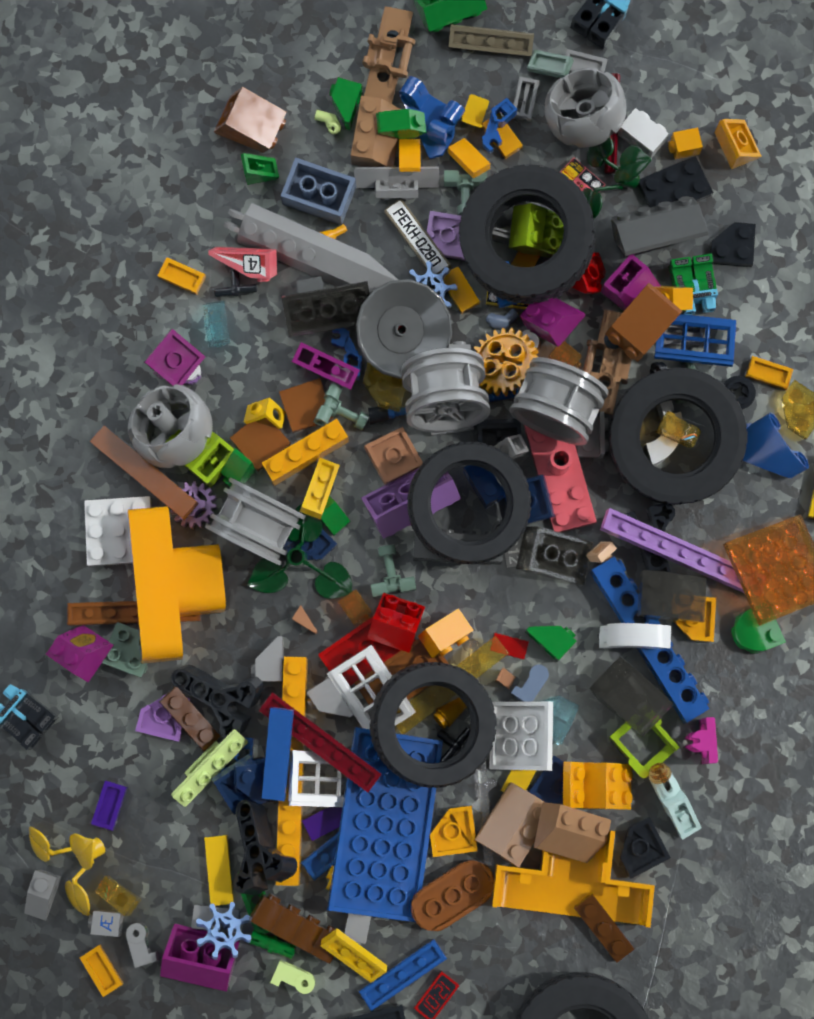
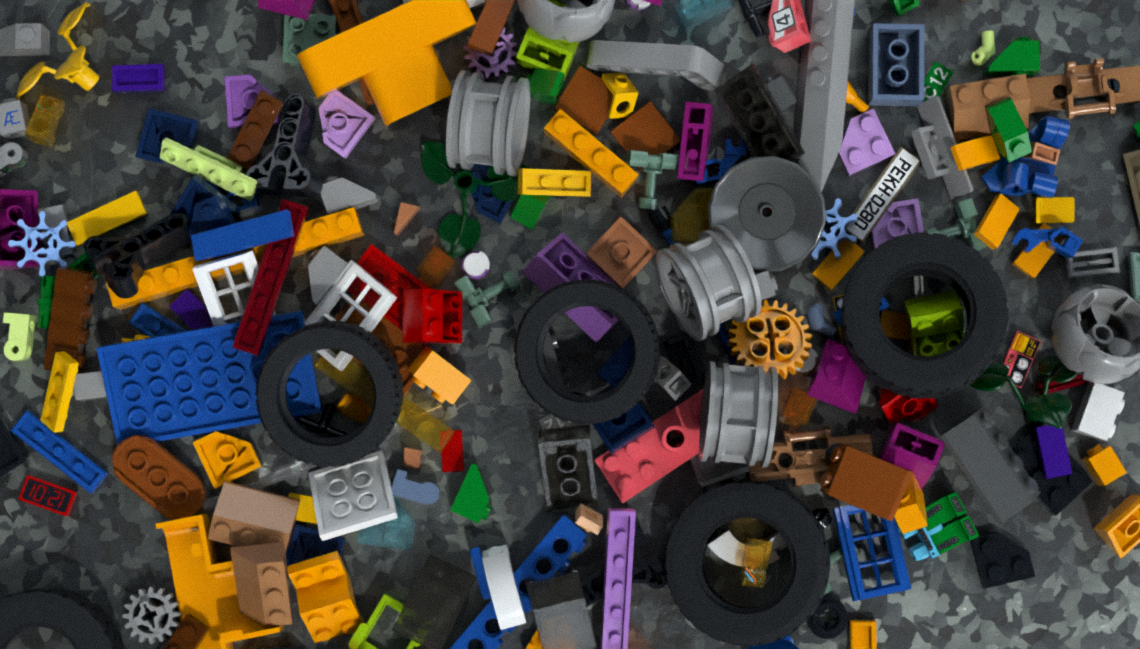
camera: 70 degrees right, 5 degrees up
(159, 798) = (164, 125): none -> dark blue plate
(209, 645) = (343, 123): none -> lavender plate
(260, 348) = (657, 59): none -> light grey beam
(340, 164) = (936, 80): none -> green sticker
(363, 575) = (475, 265): none -> white piece
(371, 237) = (864, 143): none -> lavender plate
(428, 104) = (1043, 153): none -> nougat piece
(566, 948) = (155, 624): none -> light grey gear
(616, 652) = (480, 572): none -> blue tile
(663, 176) = (1052, 451): none -> dark purple tile

